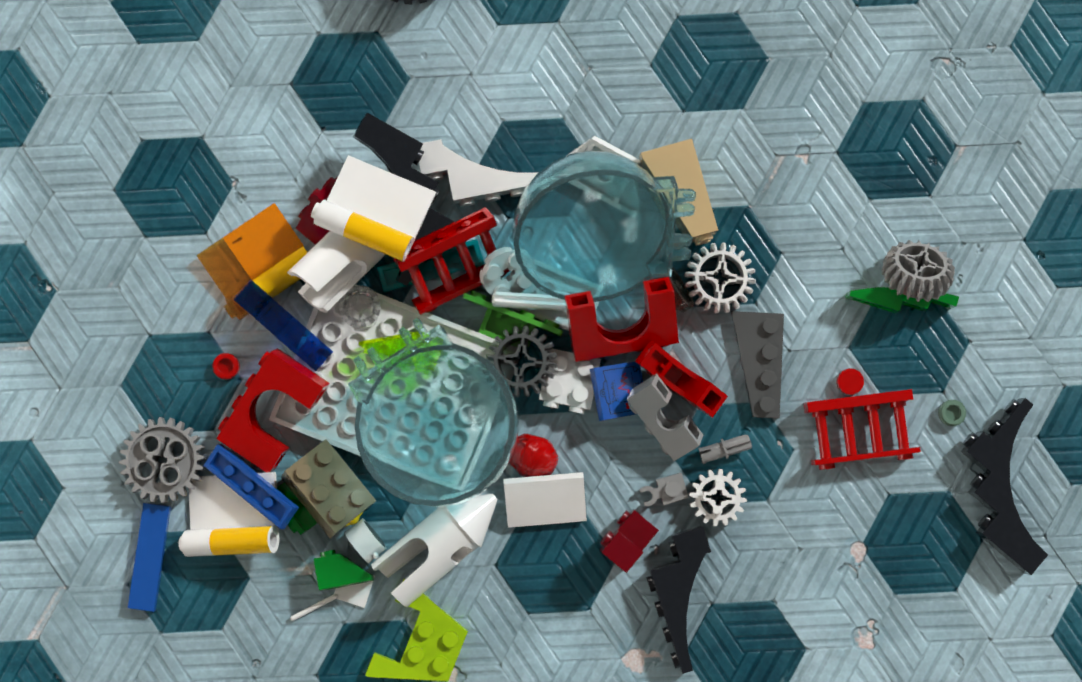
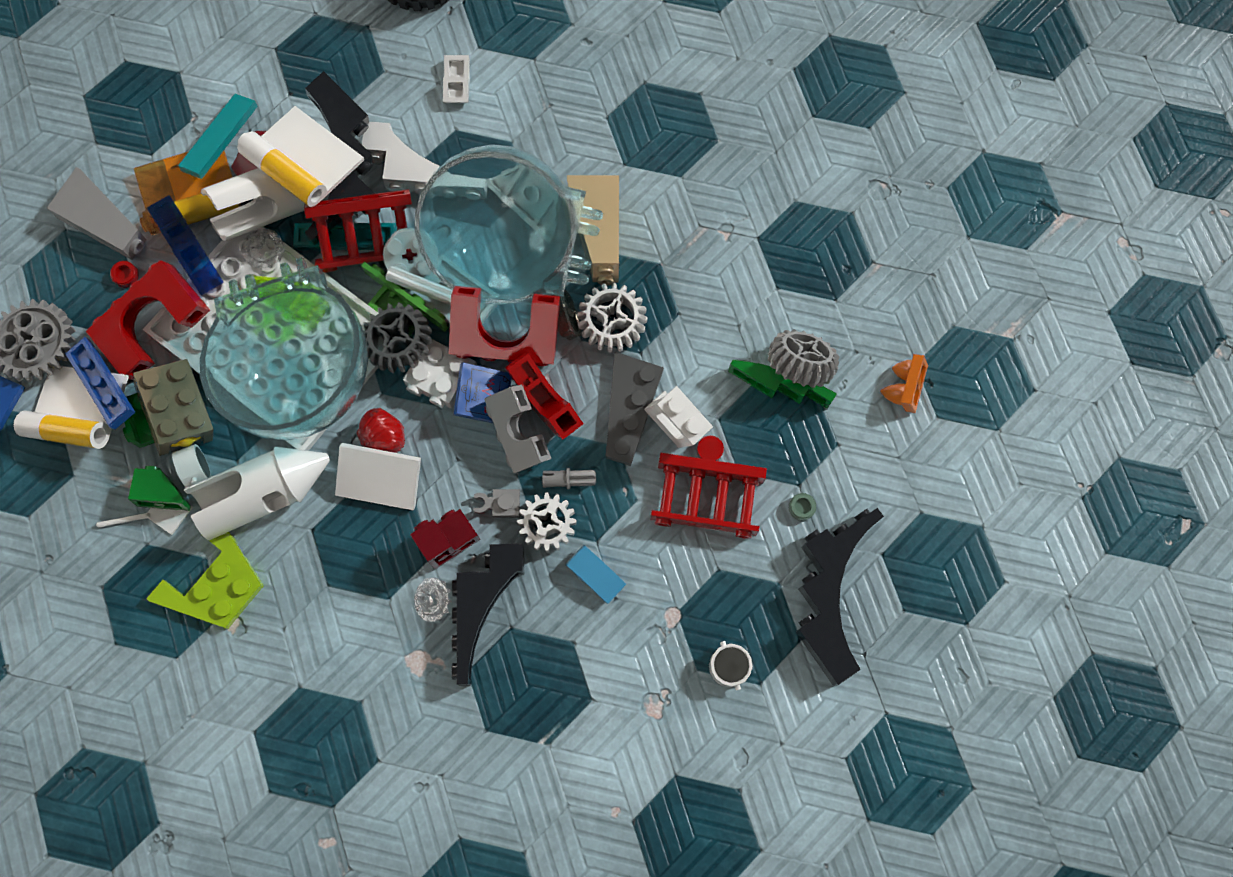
camera: 15 degrees right, 10 degrees down
(174, 314) = (91, 212): none -> light grey slope
(270, 198) = (217, 136): none -> teal tile
(488, 68) = (456, 79): none -> white slope
(624, 603) = (424, 602): none -> clear gear
(777, 533) = (595, 574): none -> dark azure slope
(816, 366) = (678, 418): none -> white window
(926, 583) = (730, 665): none -> pearl dark grey piece
(1024, 274) = (907, 393): none -> orange tile

